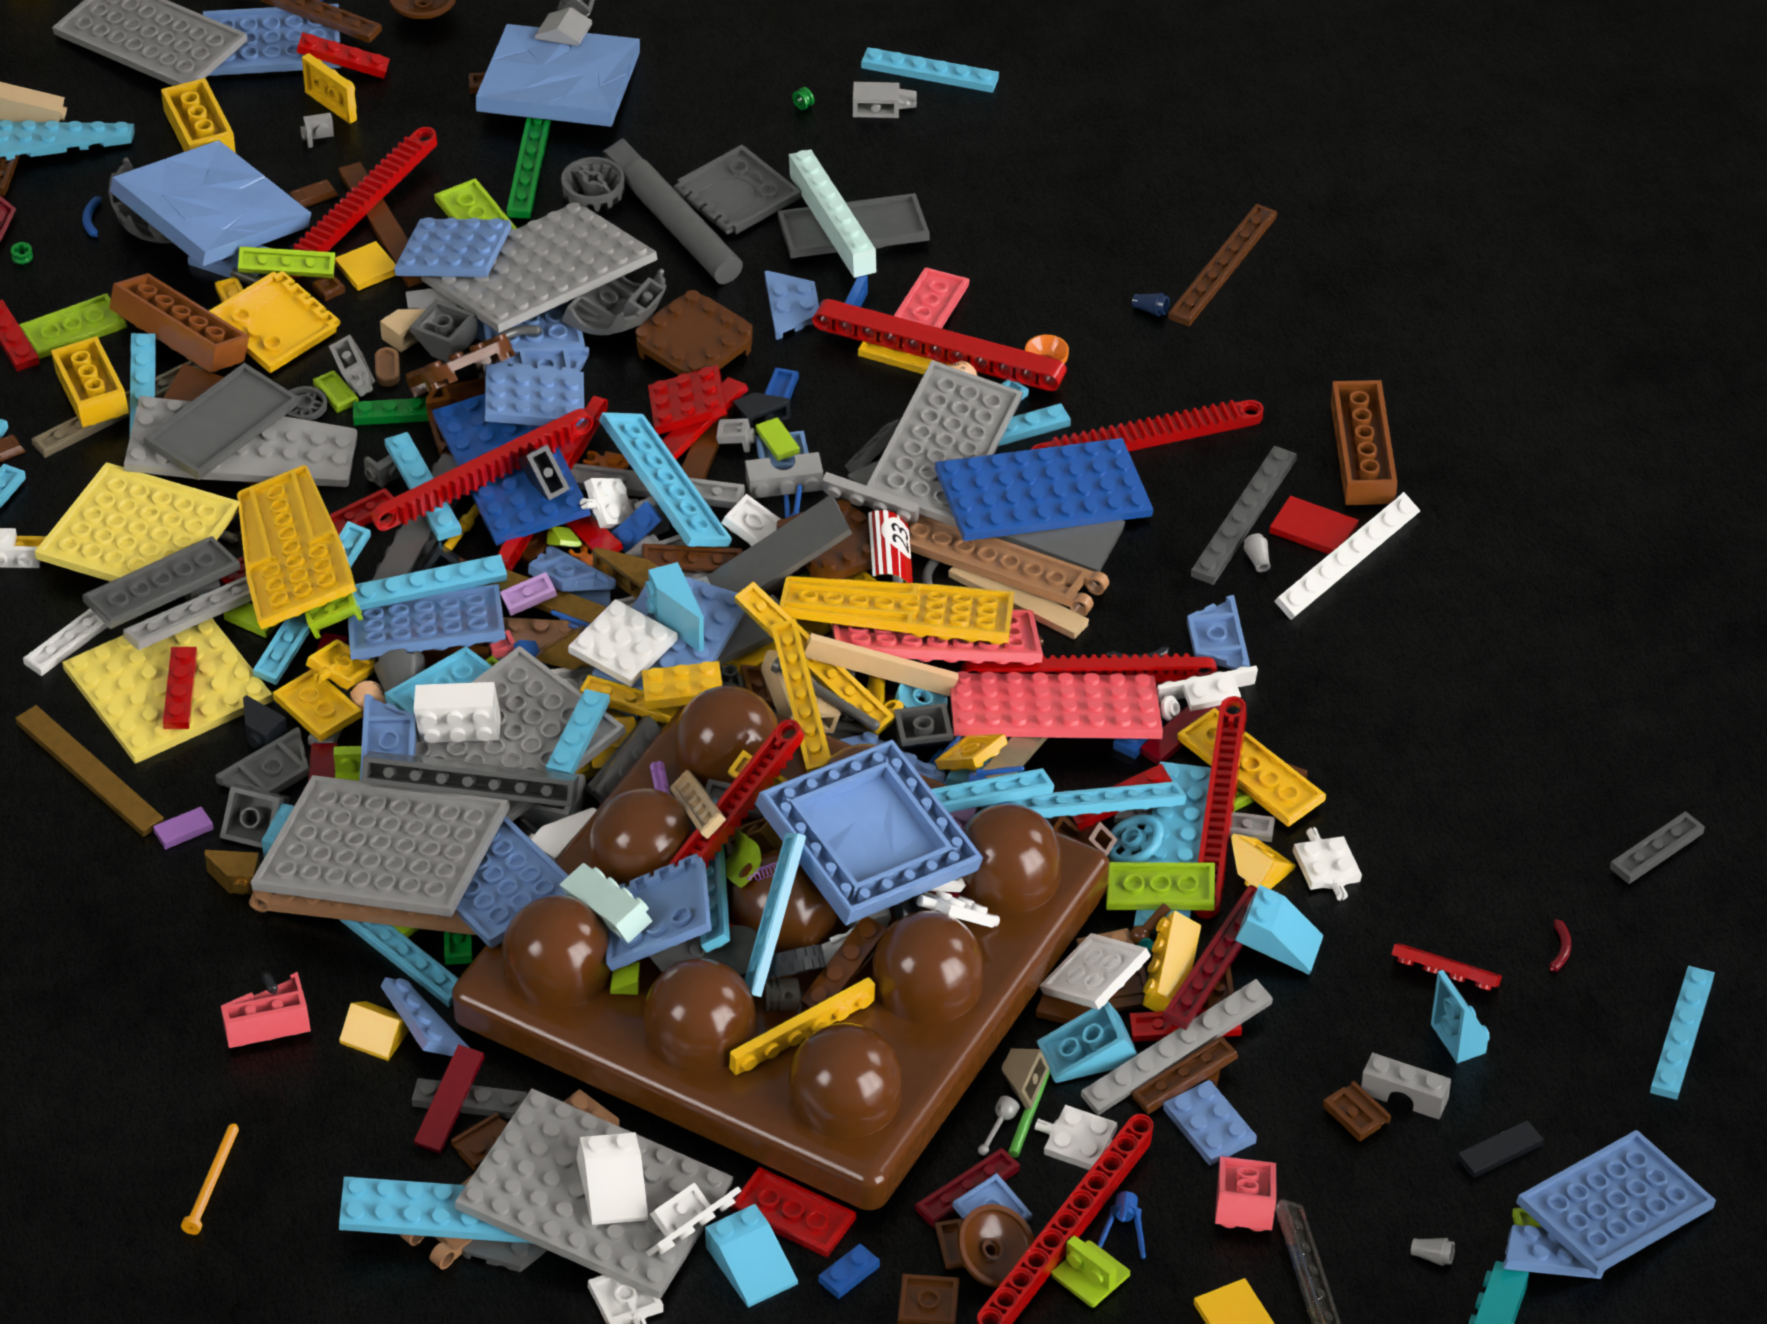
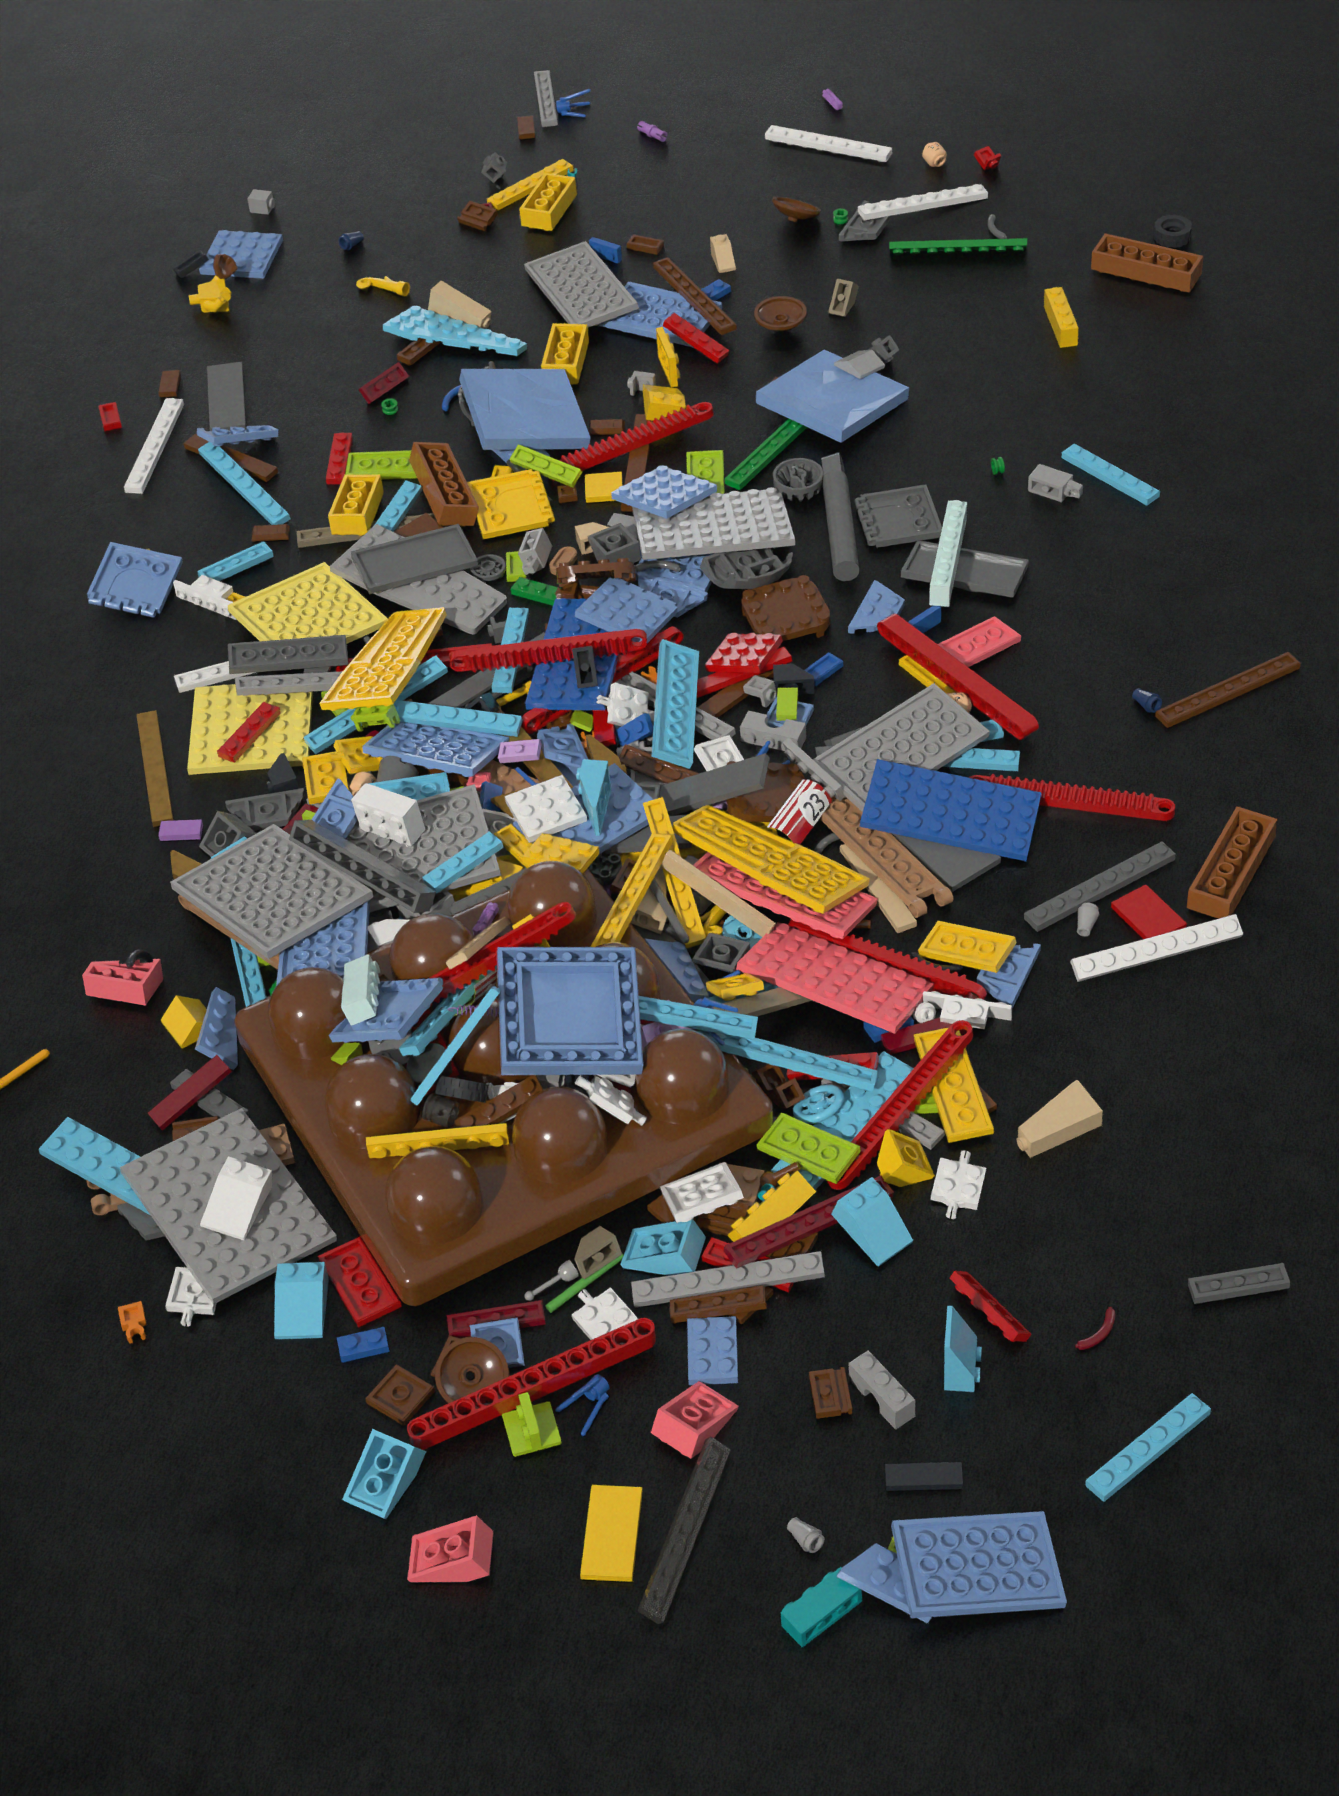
camera: 35 degrees right, 0 degrees up
(362, 143) = (661, 400): none -> yellow slope
(682, 1212) = (266, 1246): white bracket -> none
(1049, 346) = (1038, 705): orange piece -> none
(1164, 624) = (967, 946): none -> yellow plate
(1382, 760) = (1060, 1120): none -> tan slope

